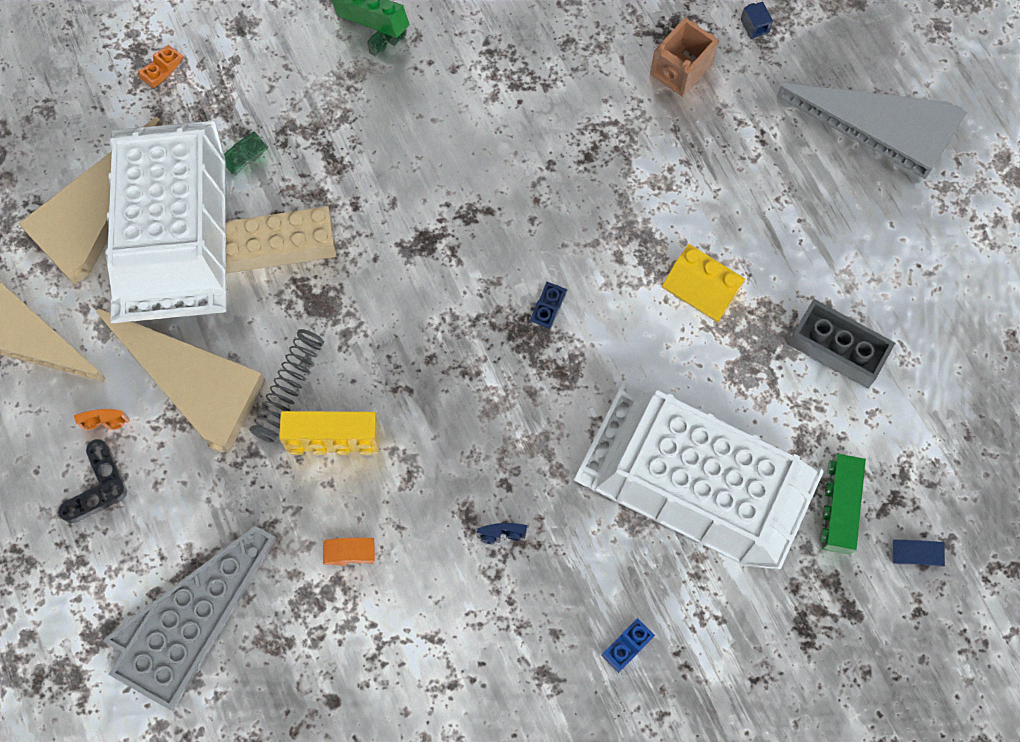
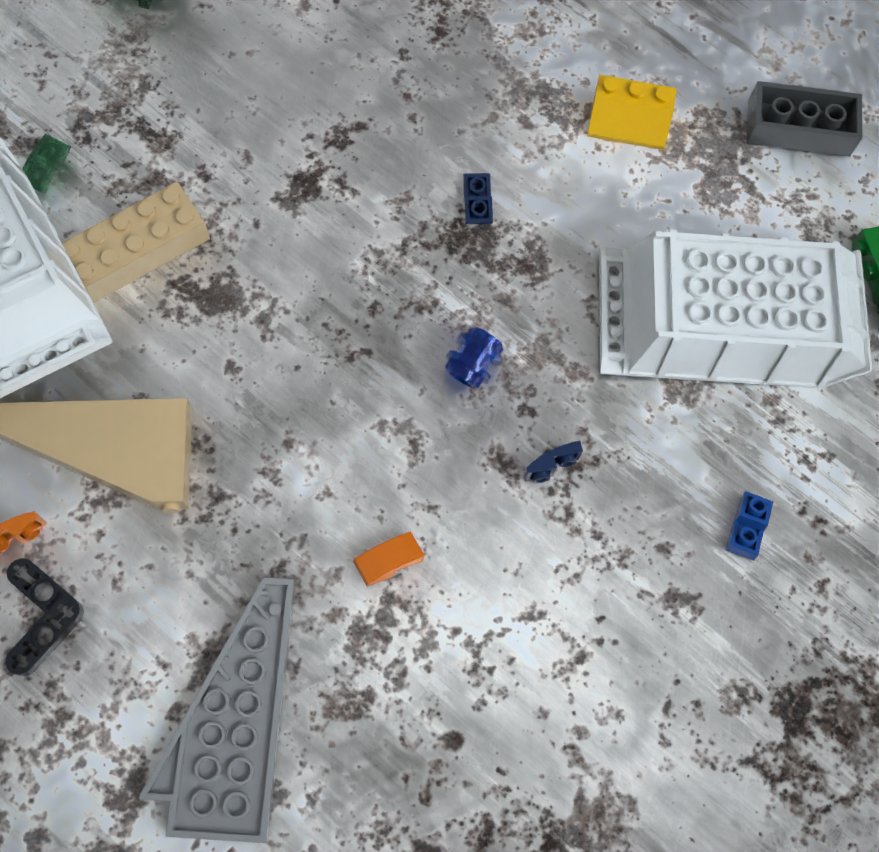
camera: 30 degrees left, 0 degrees up
(270, 434) = (221, 343): dark grey piece -> none
(329, 432) = (304, 431): yellow brick -> none
(481, 429) = (474, 357): none -> clear blue piece

